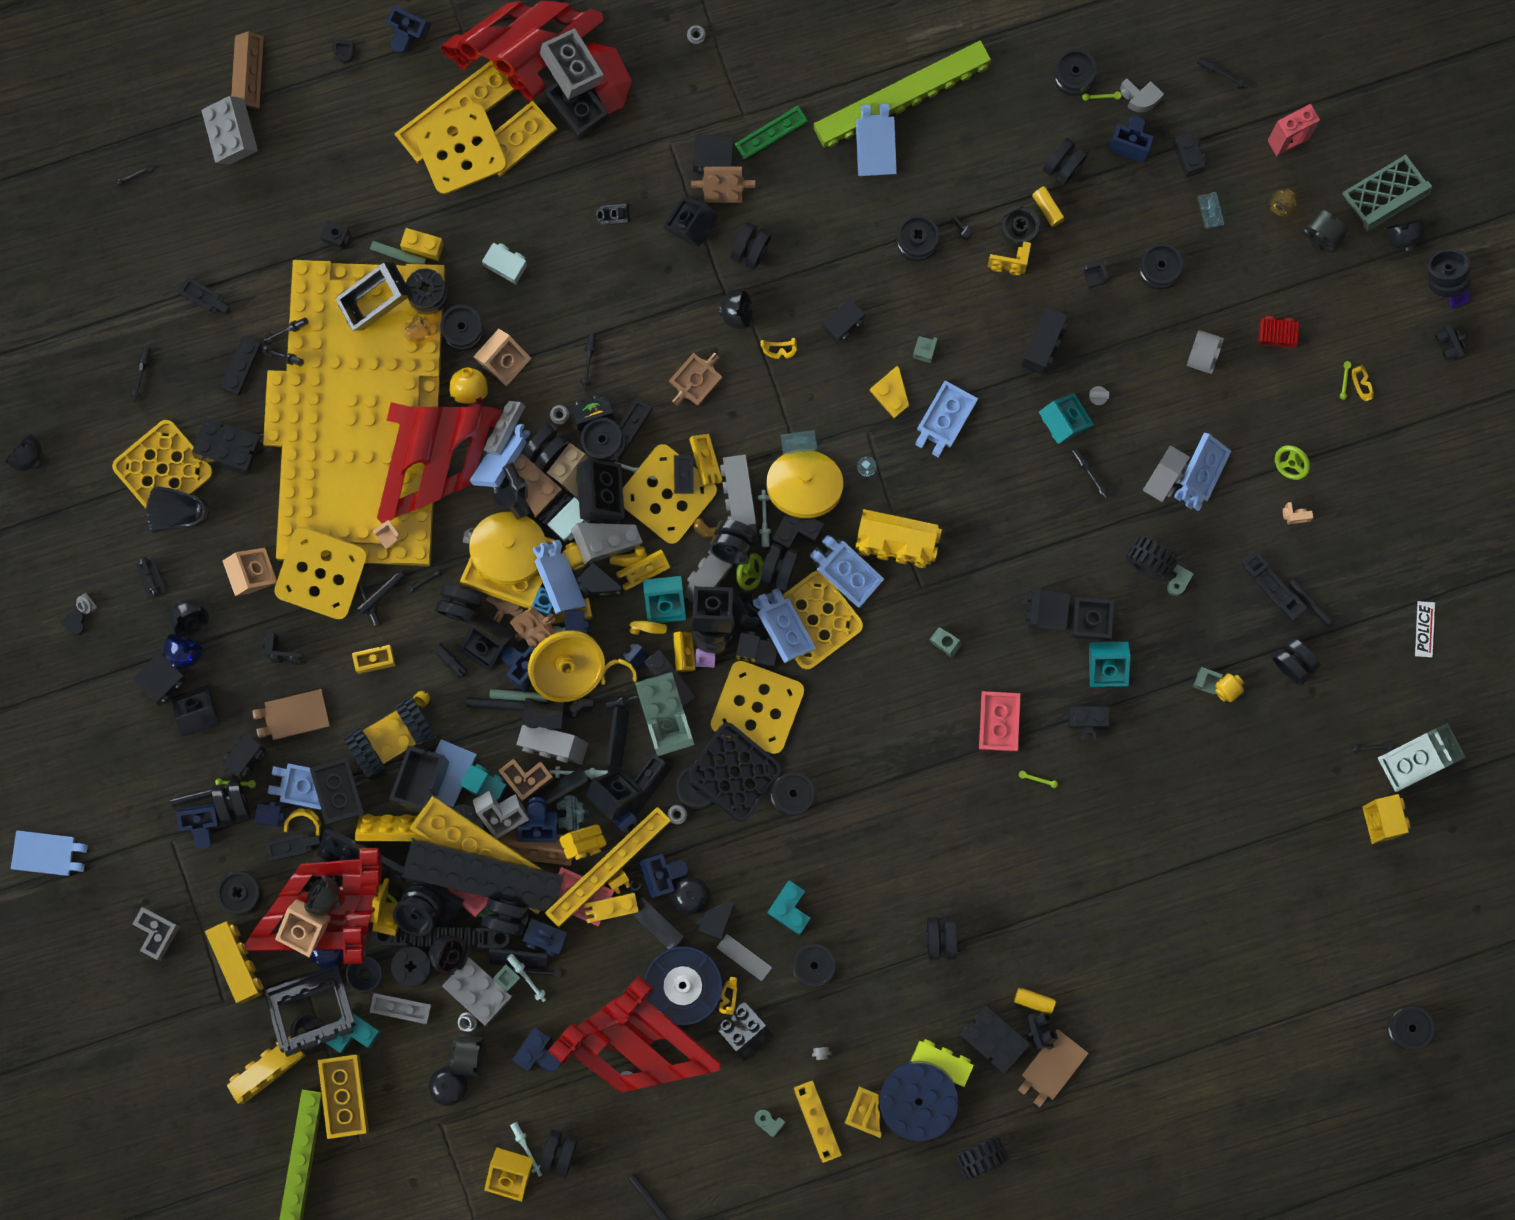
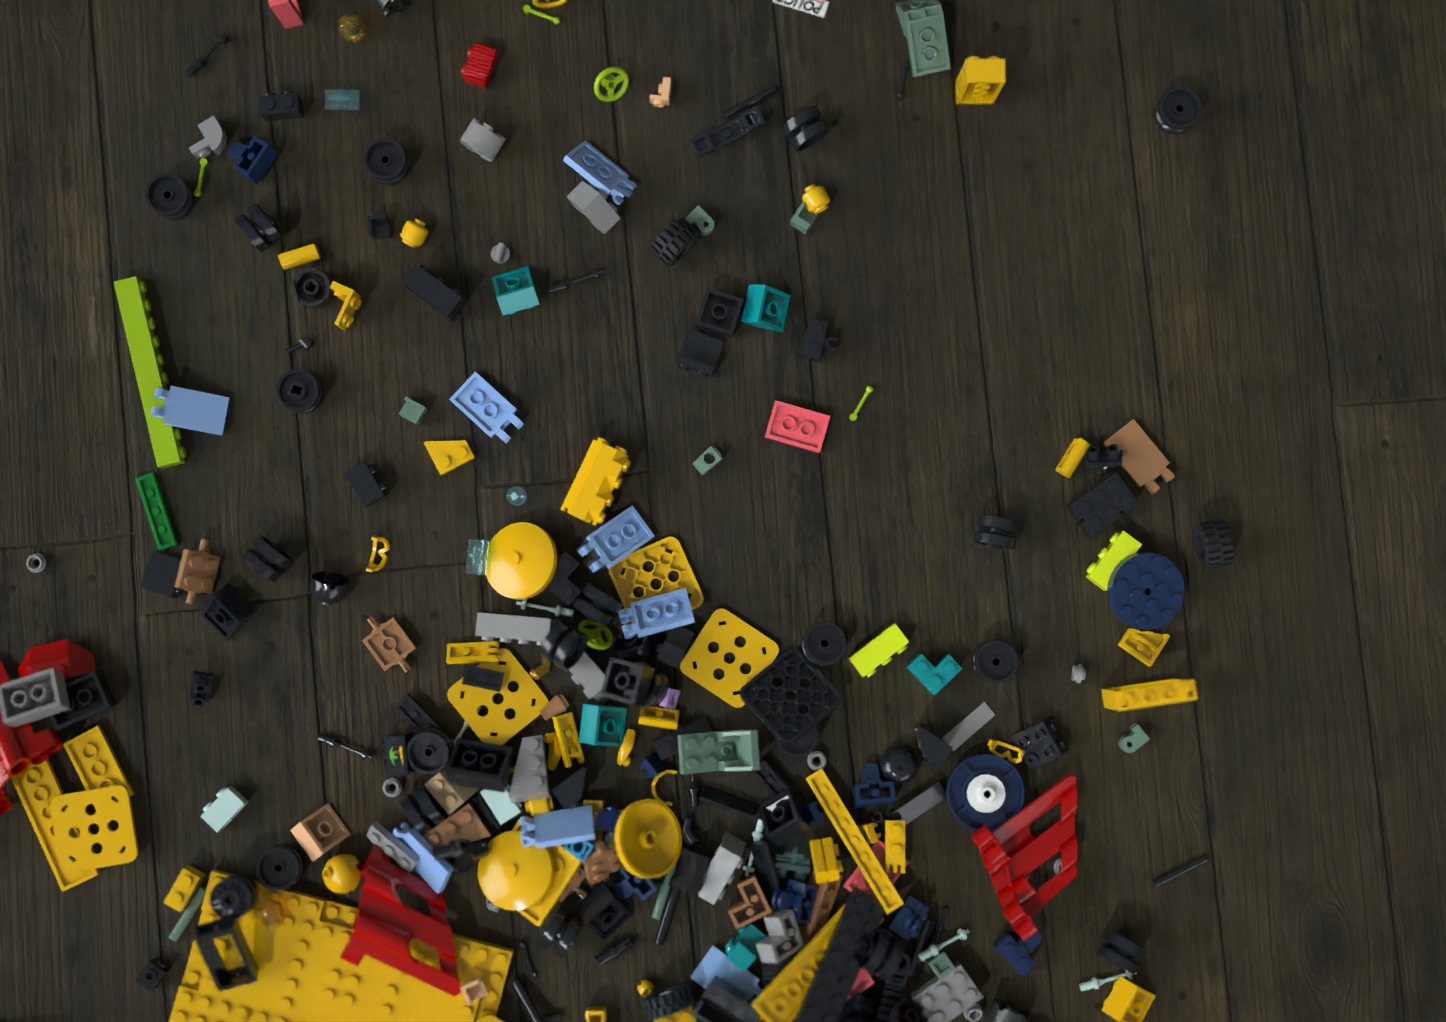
camera: 85 degrees left, 5 degrees up
(672, 550) = (554, 707): none -> medium nougat cone
(798, 850) = (879, 651): none -> neon yellow brick
(1098, 309) = (414, 233): none -> yellow head

